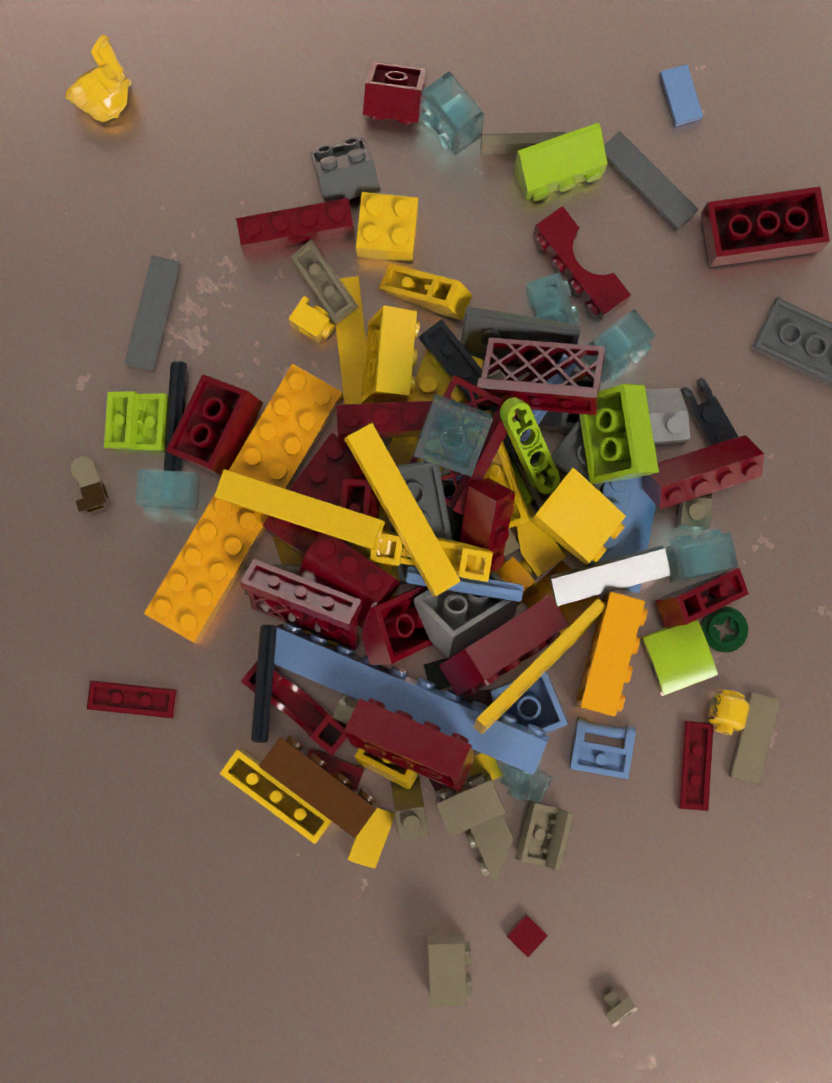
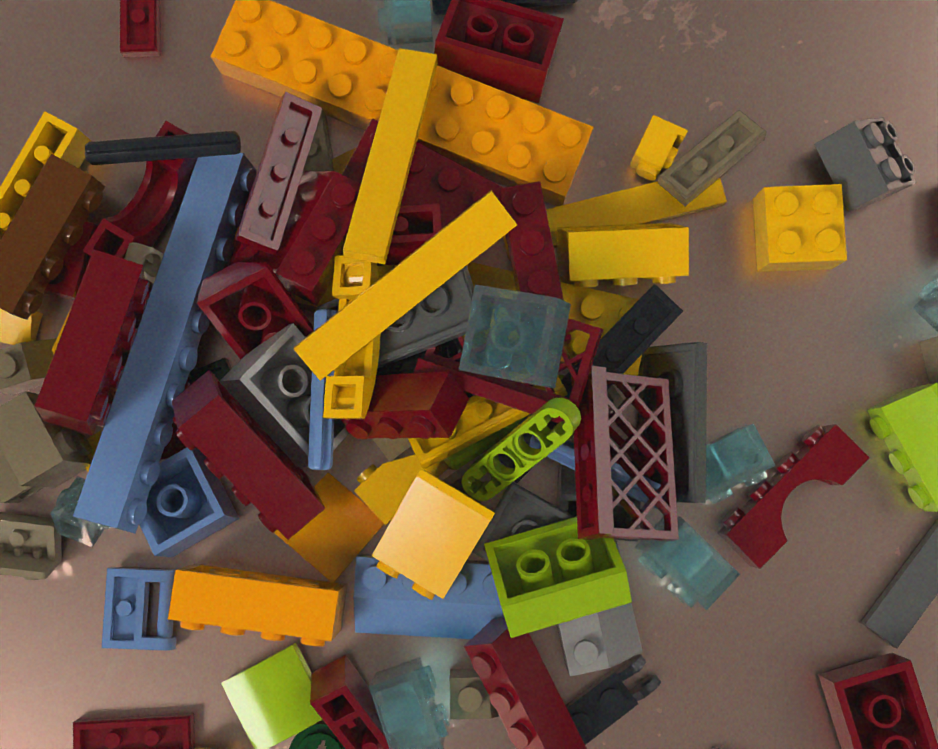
camera: 85 degrees right, 0 degrees up
(295, 226) = (779, 108): dark red brick -> none
(427, 290) = (721, 293): yellow slope -> none
(514, 573) = (349, 461): light orange brick -> none
(539, 667) = (221, 505): yellow tile -> none
(609, 575) = (363, 588): tile -> none

